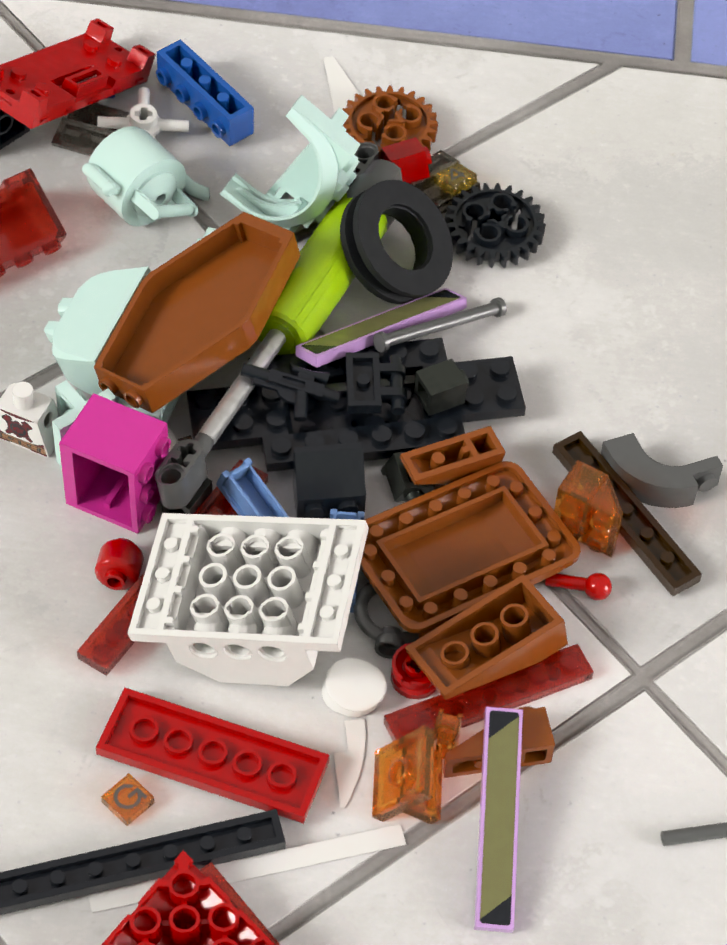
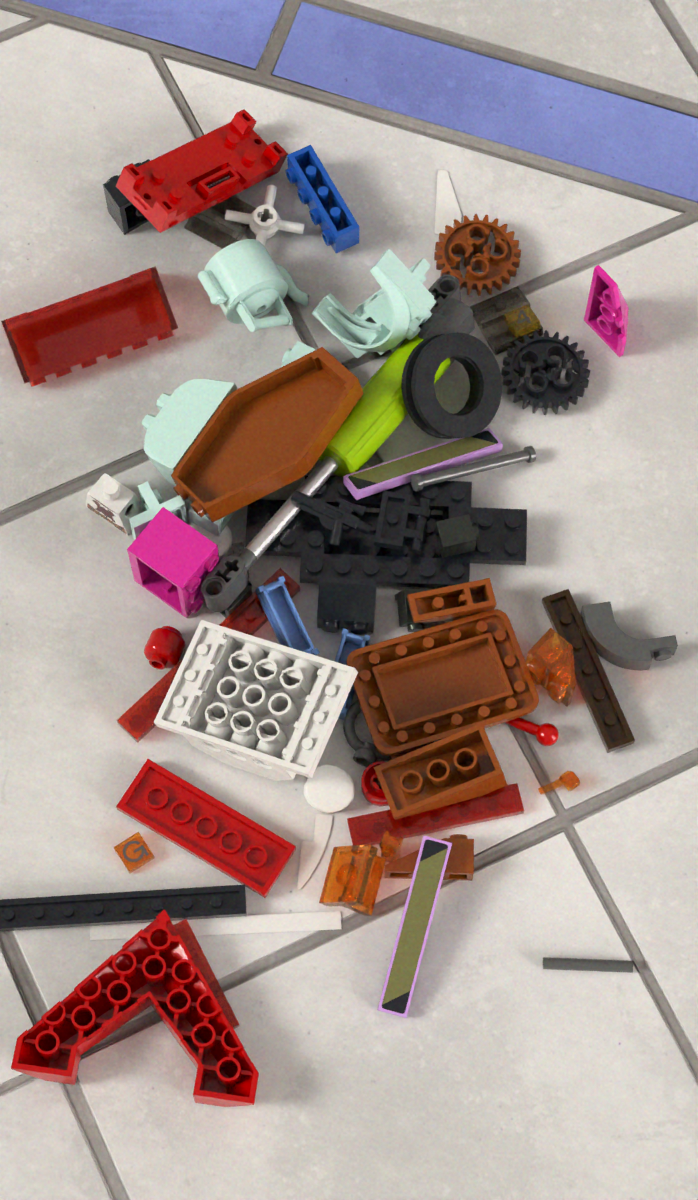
camera: 15 degrees right, 15 degrees up
(410, 157) = (483, 298): red brick -> none
(548, 147) = (607, 311): none -> dark pink wedge
(636, 630) = (567, 779): none -> clear orange hand

